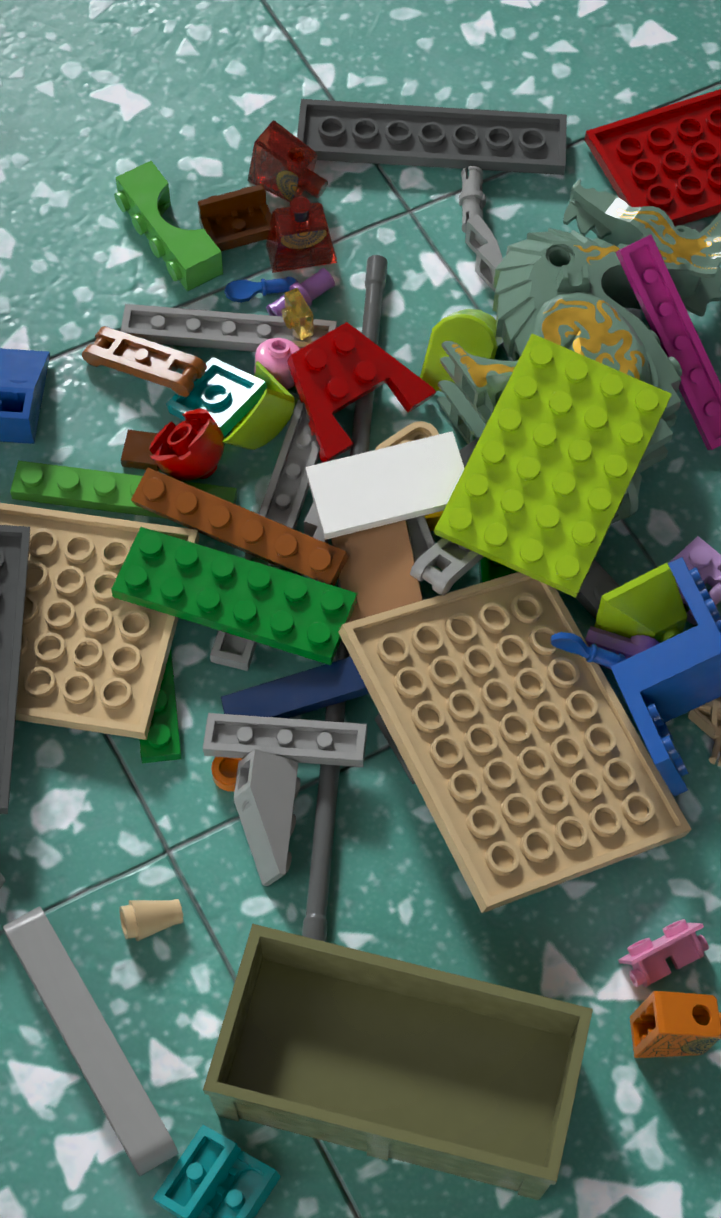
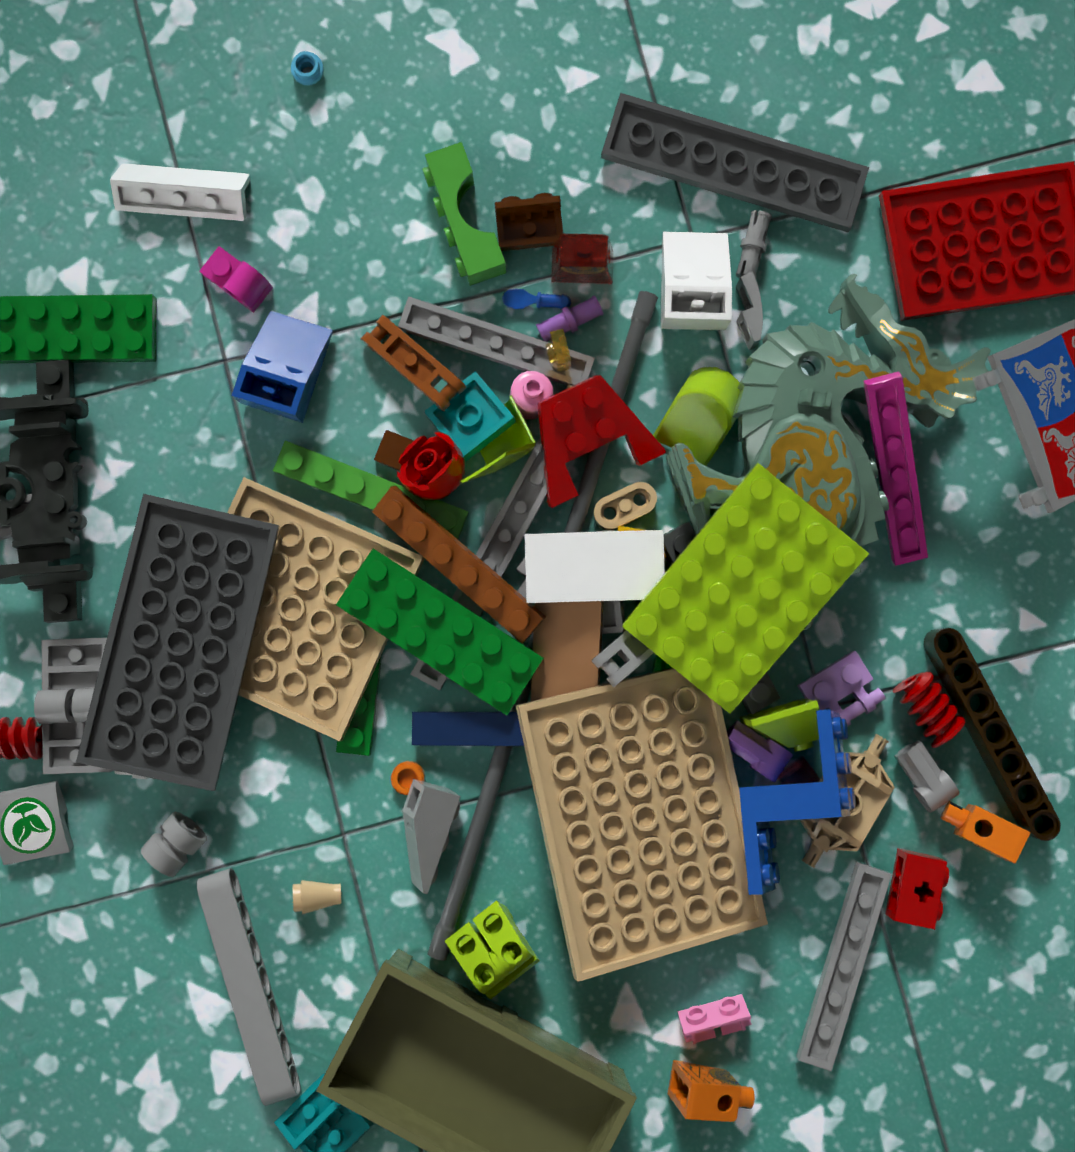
camera: 15 degrees right, 25 degrees up
(284, 164) = (579, 165): clear red torso -> none
(290, 738) = (454, 774): light grey plate -> none
(380, 923) = (493, 950): none -> lime hips
(423, 241) = (696, 281): none -> white slope
(574, 644) = (729, 757): blue piece -> none

